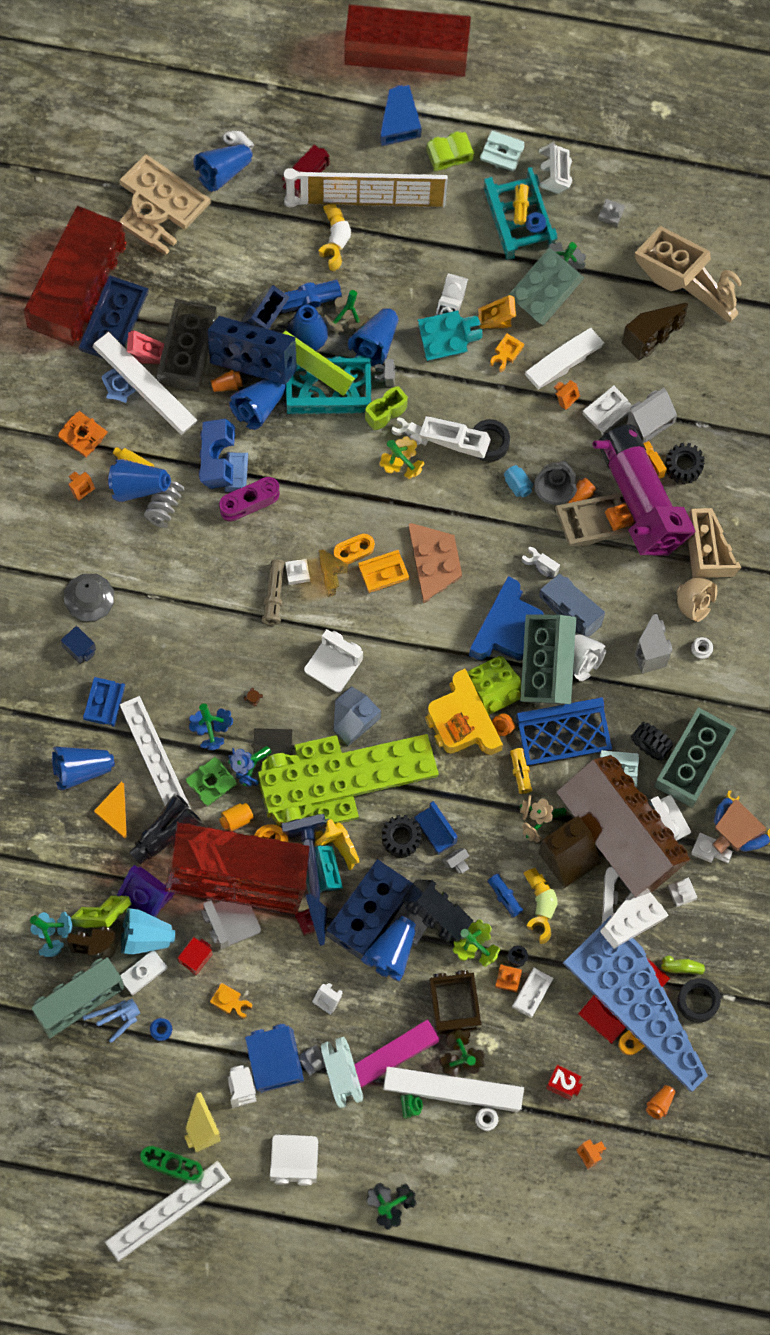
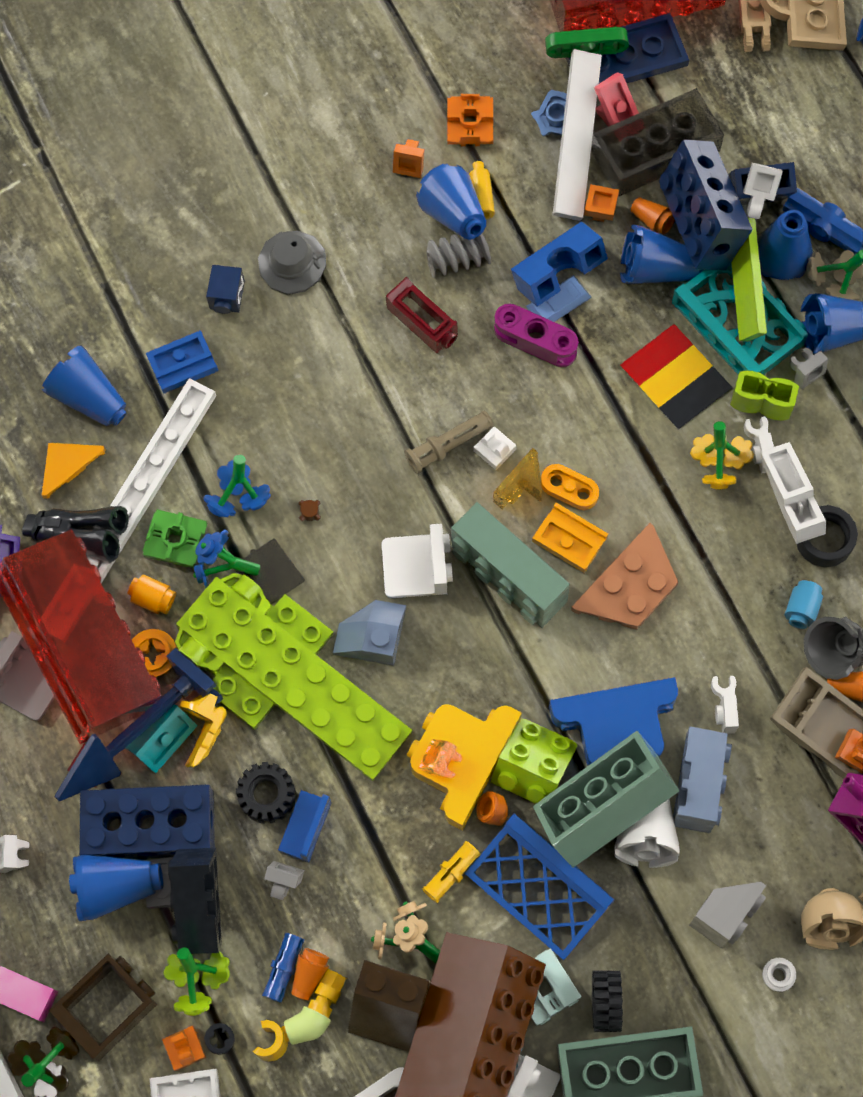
camera: 60 degrees right, 0 degrees up
(93, 333) = (597, 41): none -> green beam
(186, 557) = (436, 339): none -> dark red window
(198, 403) = (601, 203): none -> orange tile
(273, 312) = (762, 185): none -> white plate
(332, 445) = (676, 376): none -> sticker
(377, 613) = (509, 565): none -> sand green brick
(518, 883) = (309, 972): none -> orange cone

